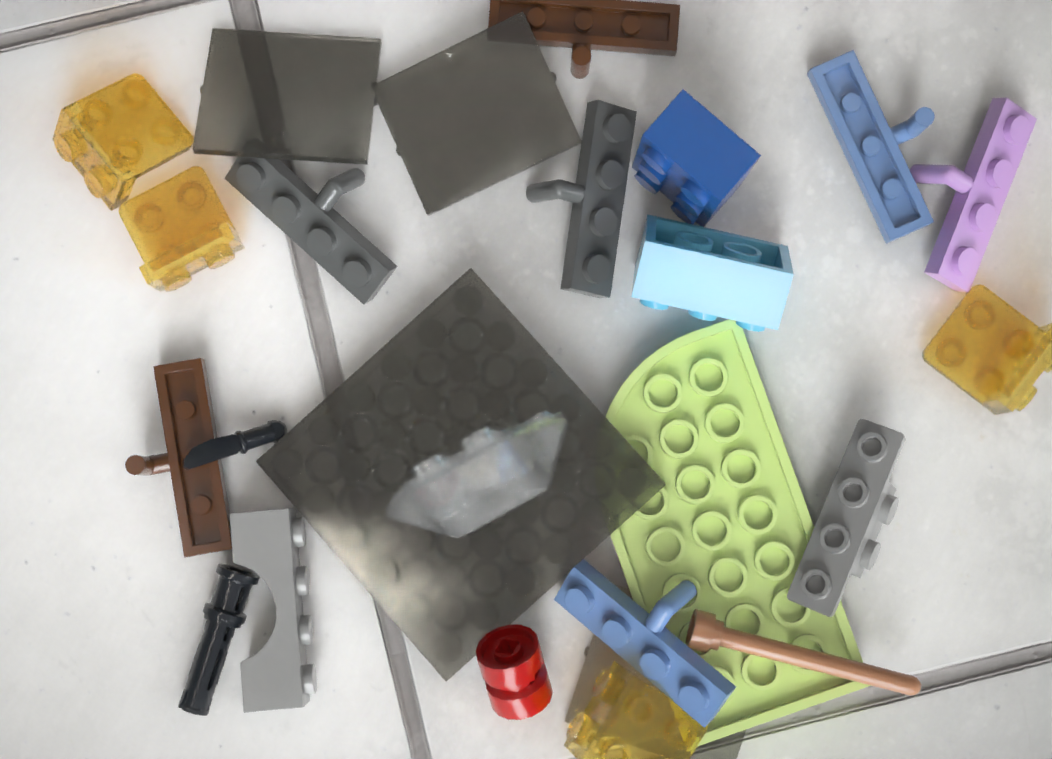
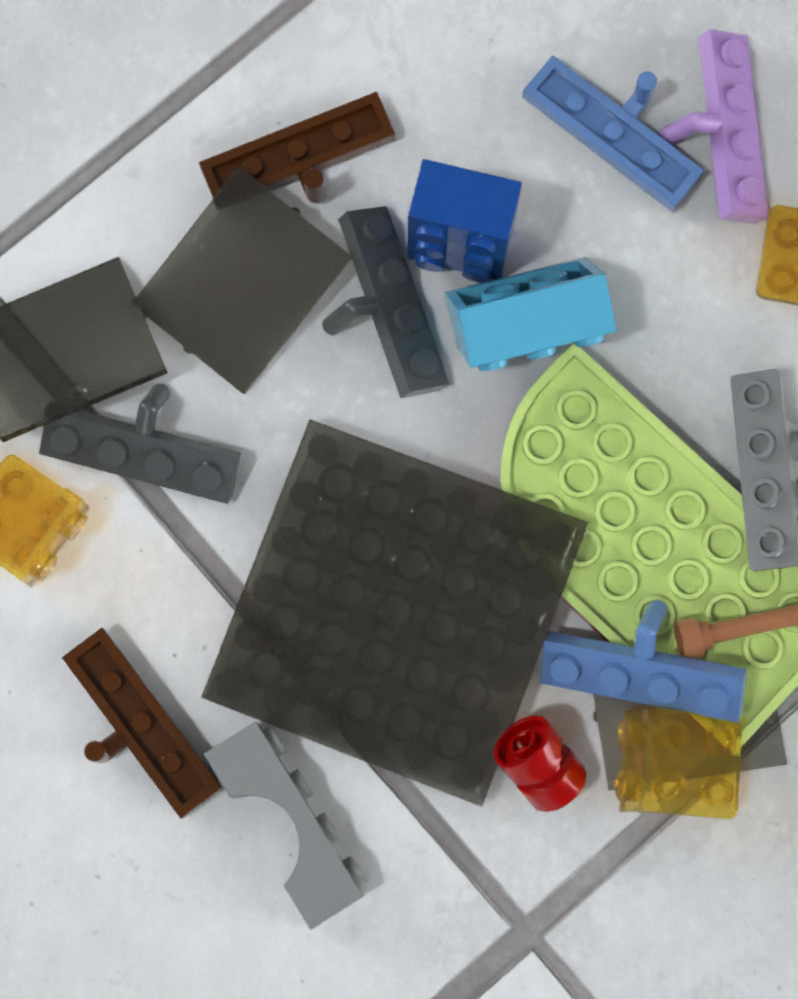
camera: 25 degrees left, 5 degrees down
(223, 617) = (244, 856): black pin -> none
(231, 444) = (170, 693): black piece -> none
(484, 480) = (422, 597): clear wedge -> none

